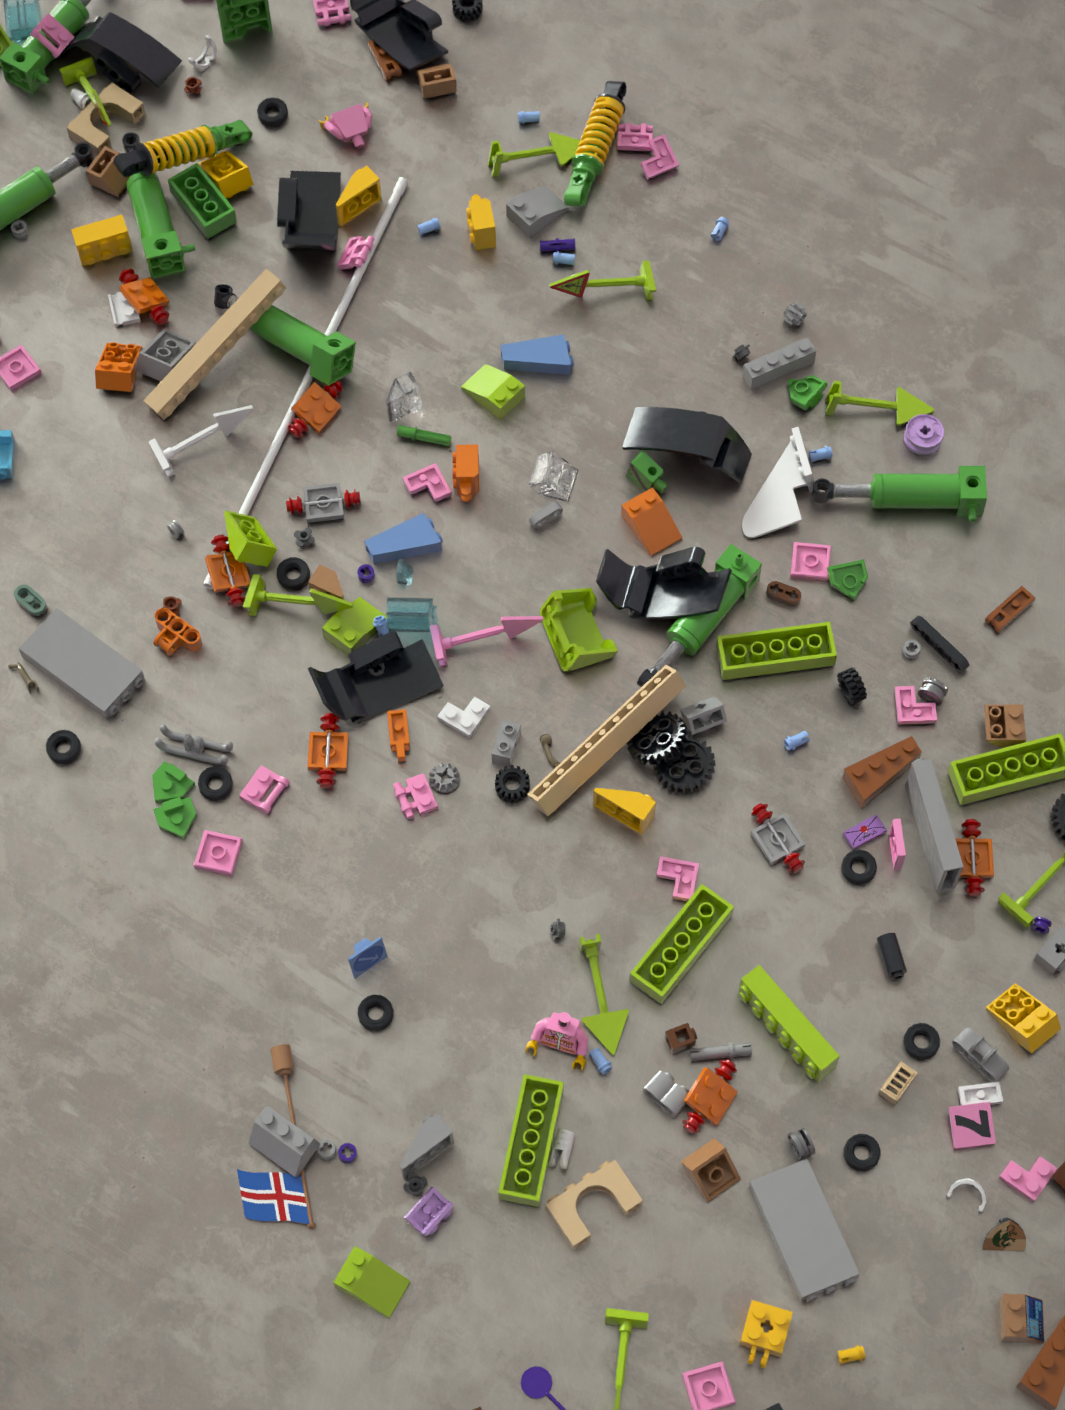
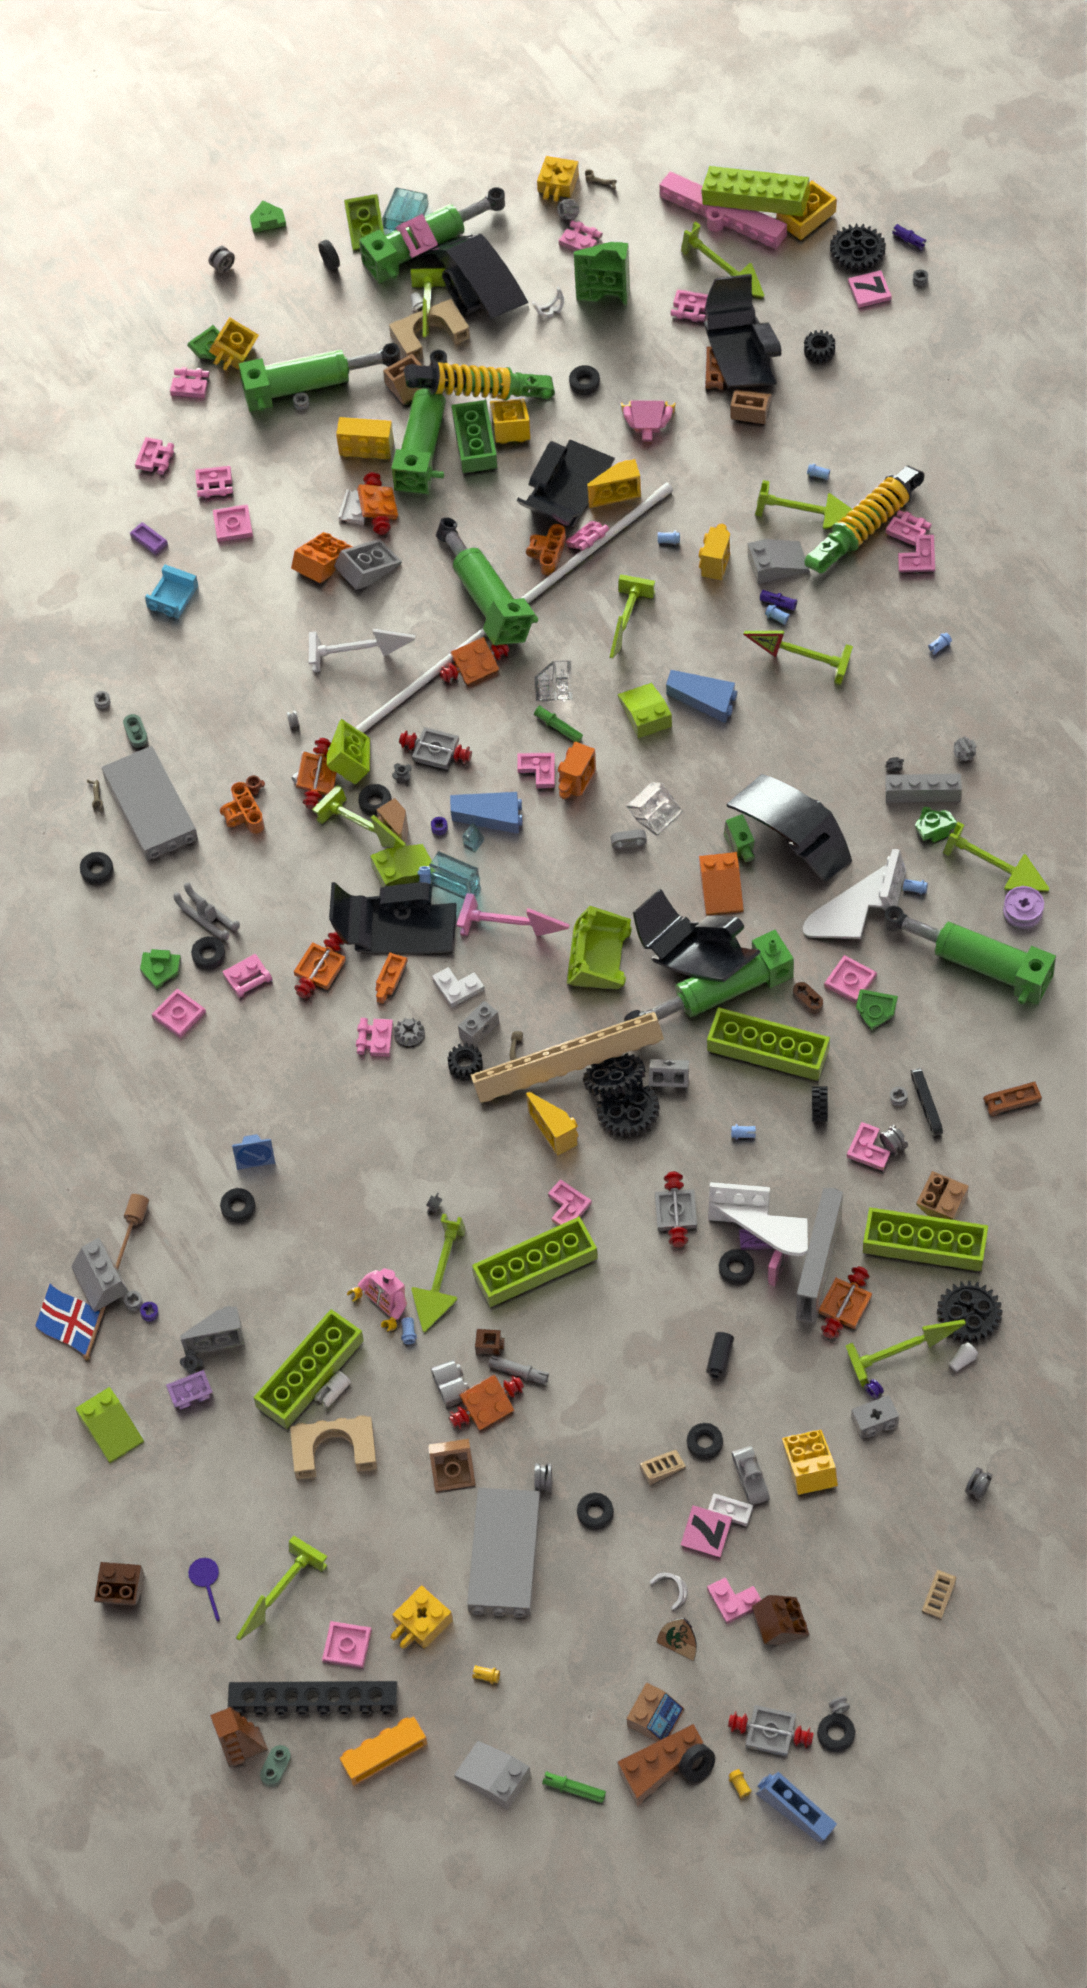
camera: 30 degrees right, 5 degrees down
(170, 783) = (170, 936): bright green plate -> none
(192, 85) = (525, 328): copper plate -> none
(215, 344) = (411, 568): tan brick -> none
(322, 278) = (548, 548): none -> orange piece
(426, 283) = (634, 588): none -> lime piece
(788, 1024) = (588, 1370): lime brick -> none
(847, 810) = (749, 1209): none -> white piece
(880, 770) = (803, 1188): dark orange wedge -> none

